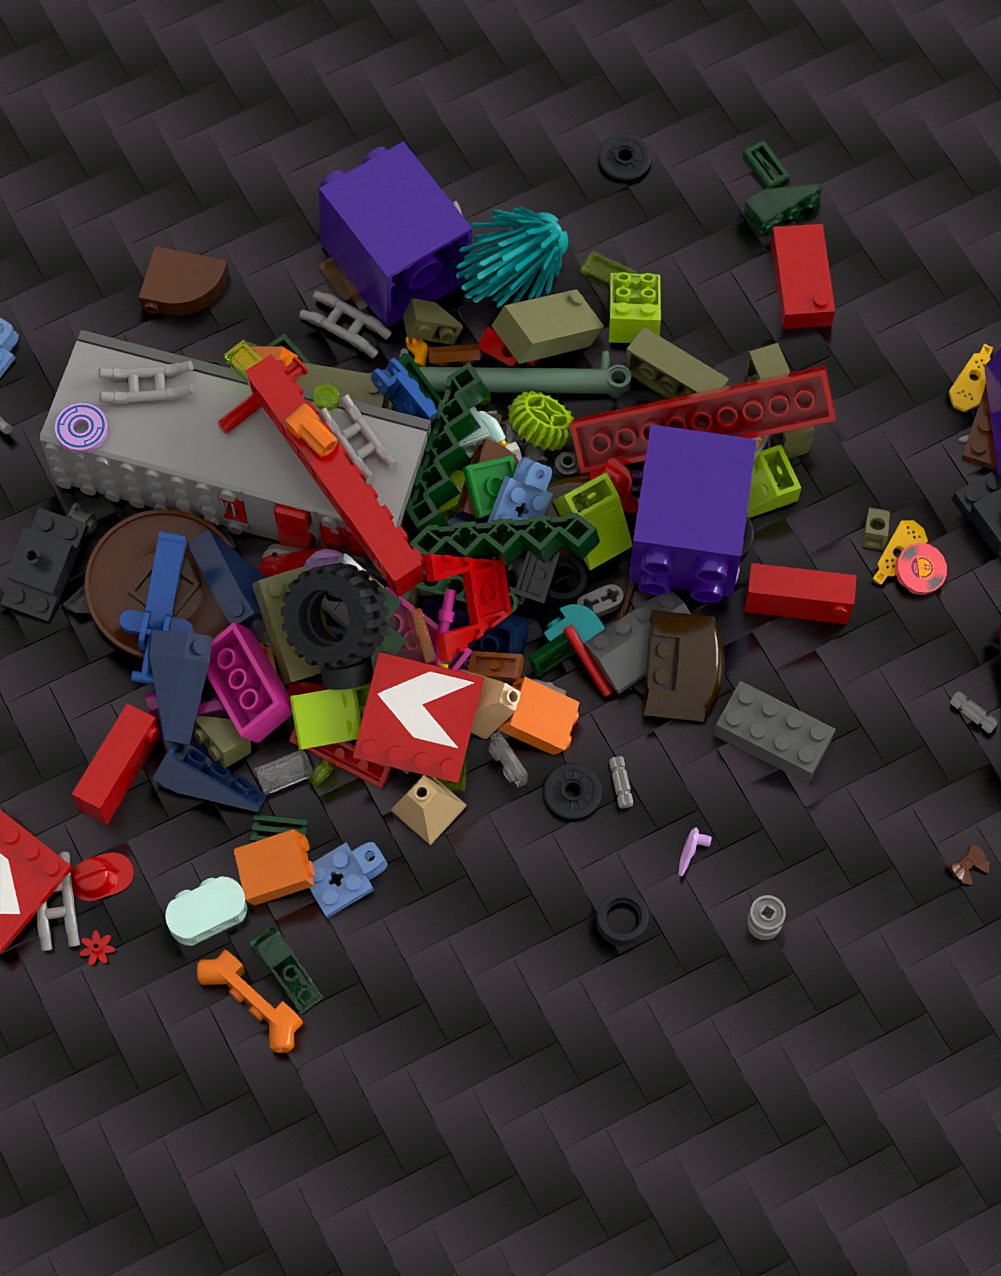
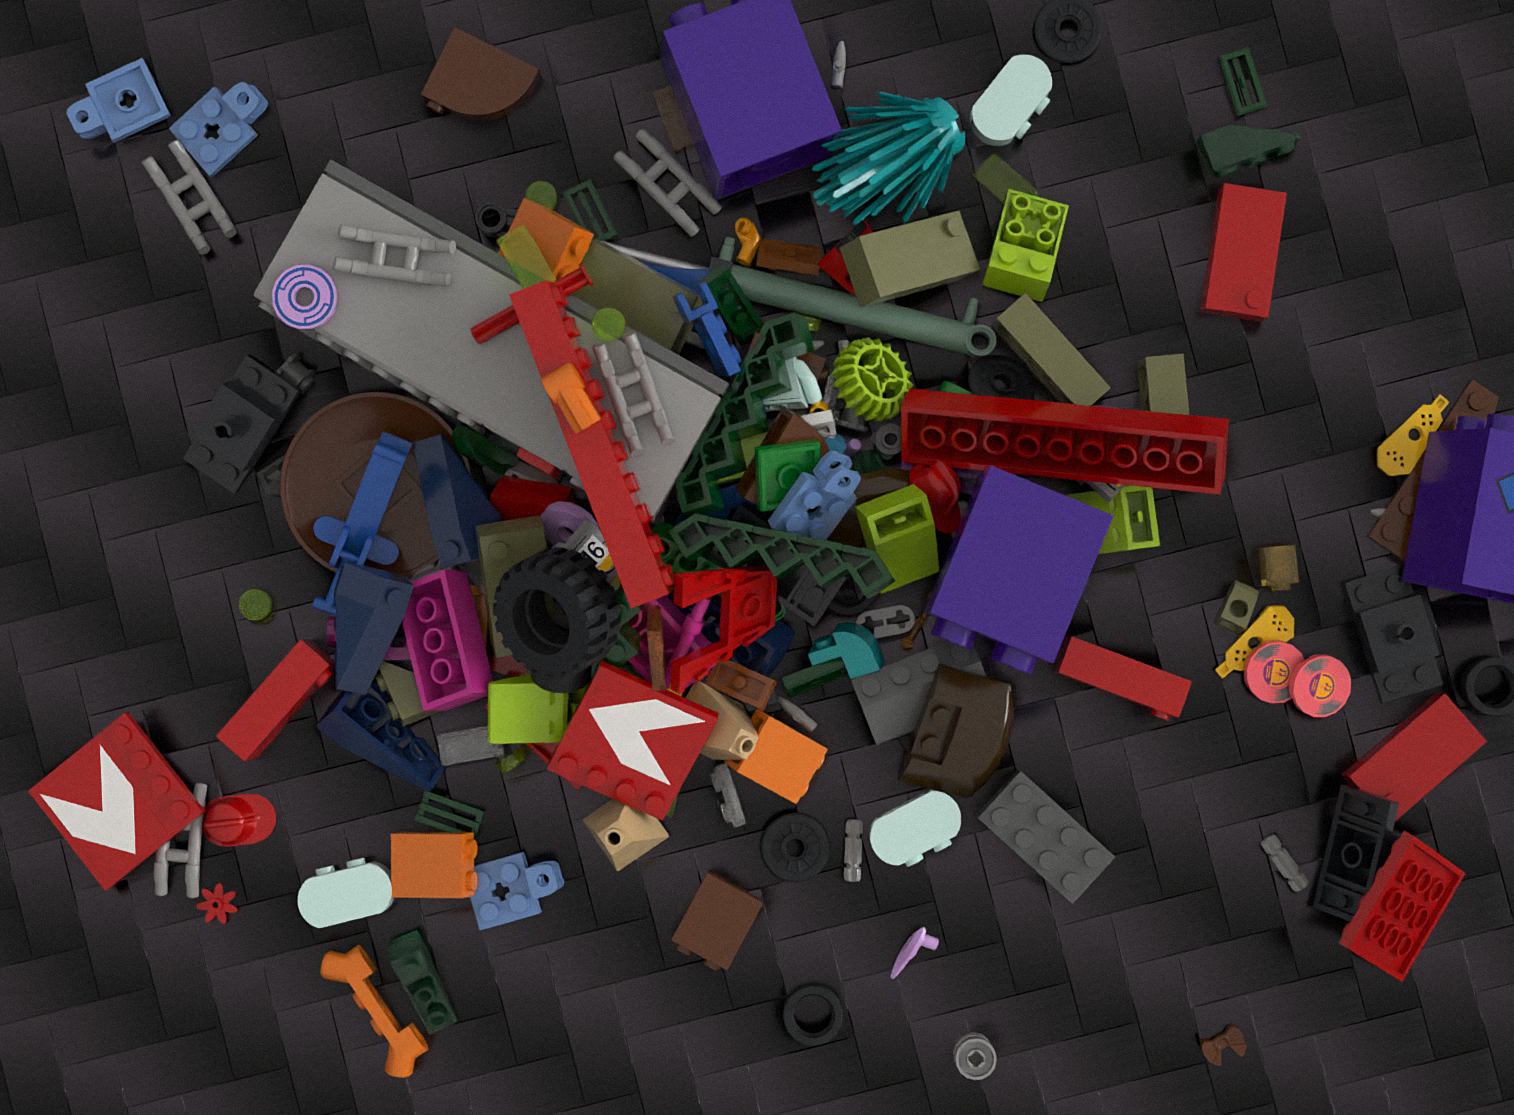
camera: 20 degrees right, 20 degrees up
(82, 703) = (255, 604): none -> clear neon green tile
(243, 536) = (482, 450): none -> dark green slope
(430, 322) = (769, 210): olive slope -> none
(522, 861) = (716, 921): none -> reddish brown brick
(587, 660) = (850, 698): red bar -> none
(595, 211) = (1011, 100): none -> light aqua brick
(667, 750) = (915, 828): none -> light aqua brick
(899, 490) = (1278, 567): none -> clear yellow brick
(959, 570) = (1320, 685): none -> coral tile

